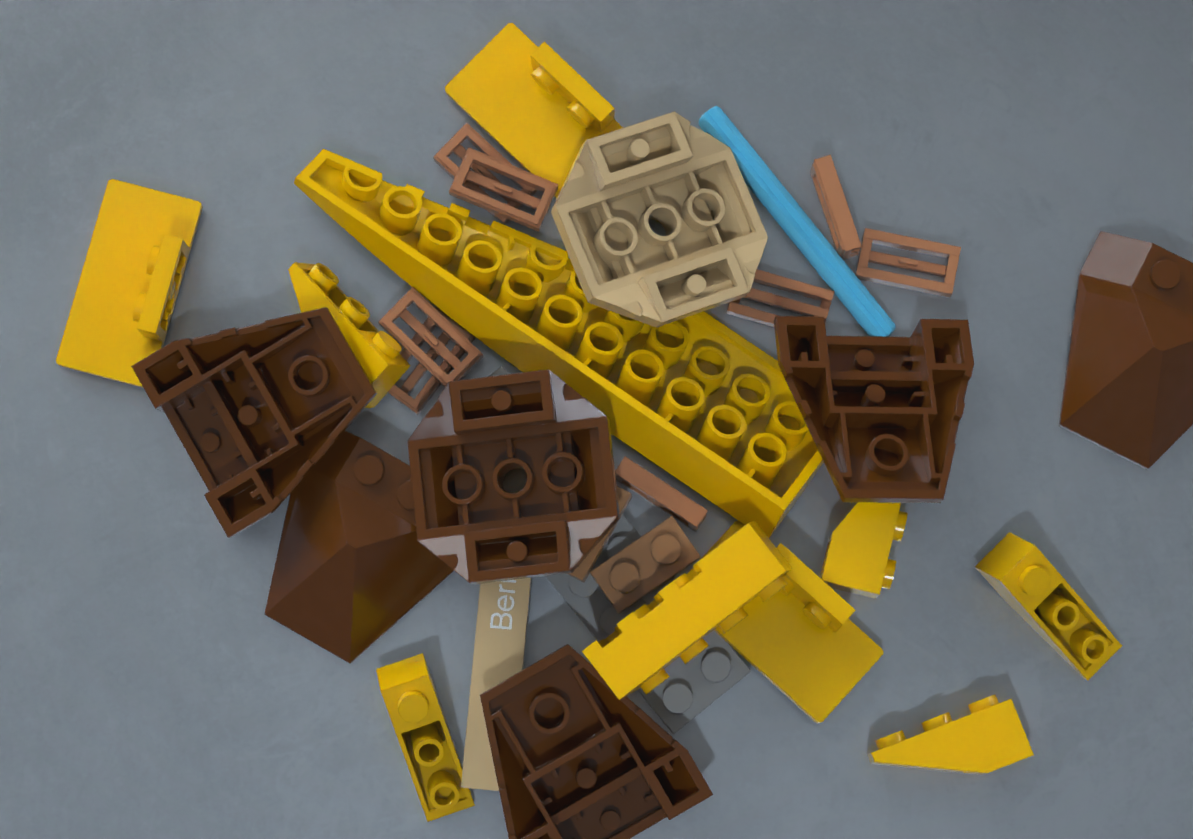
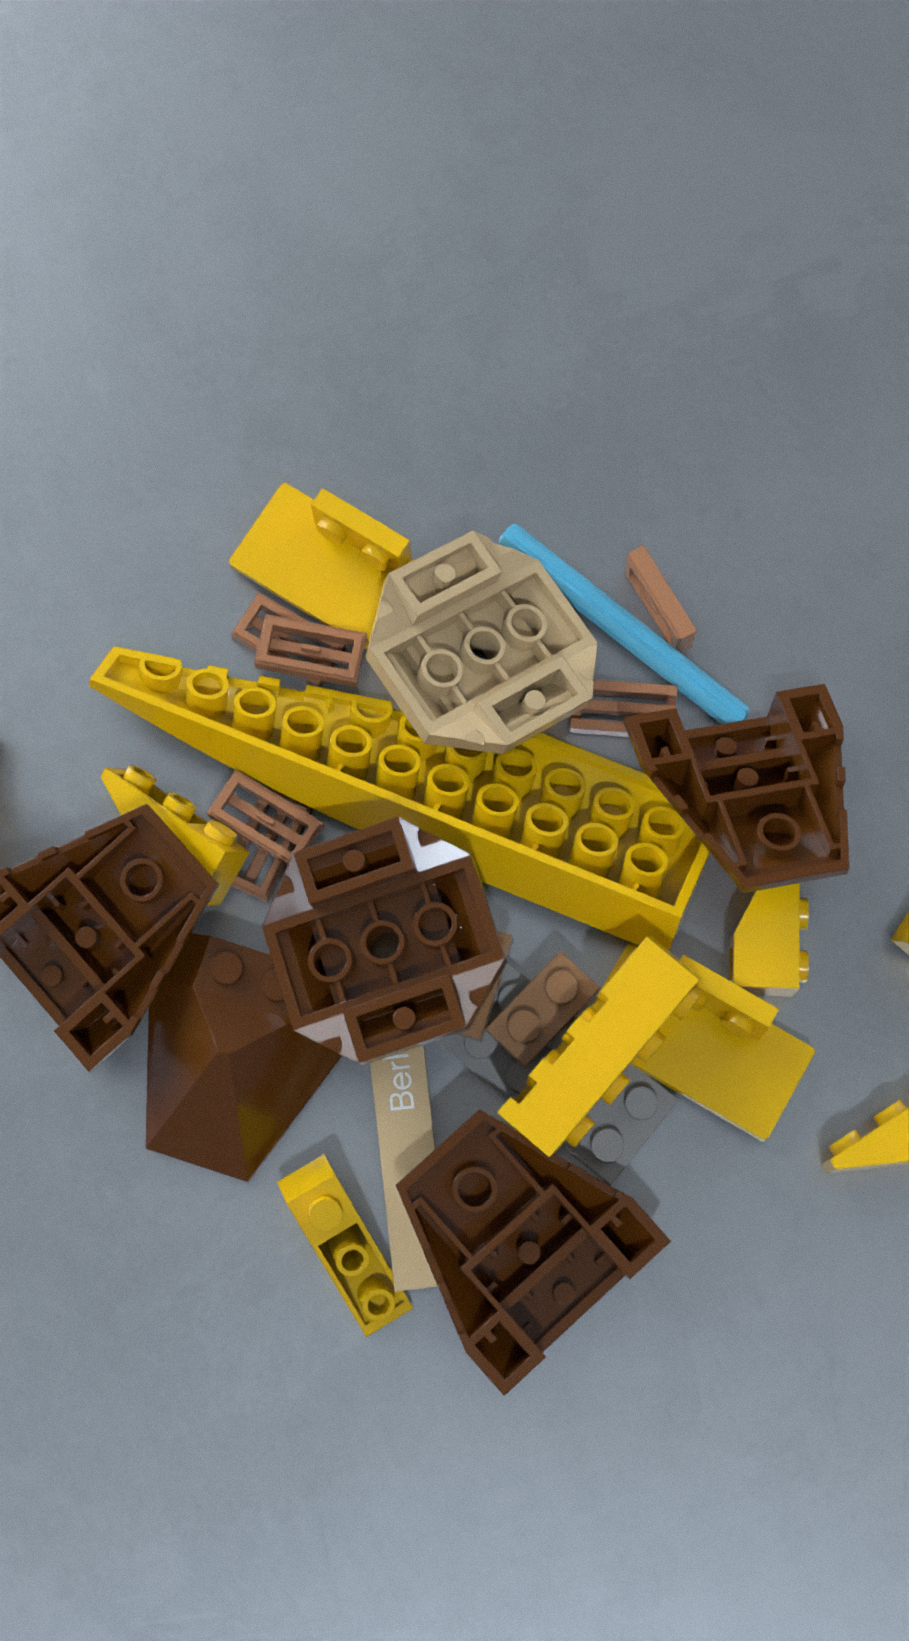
camera: 10 degrees left, 5 degrees down
(660, 494) = (543, 932): nougat tile -> none
(904, 281) = (776, 622): nougat tile -> none

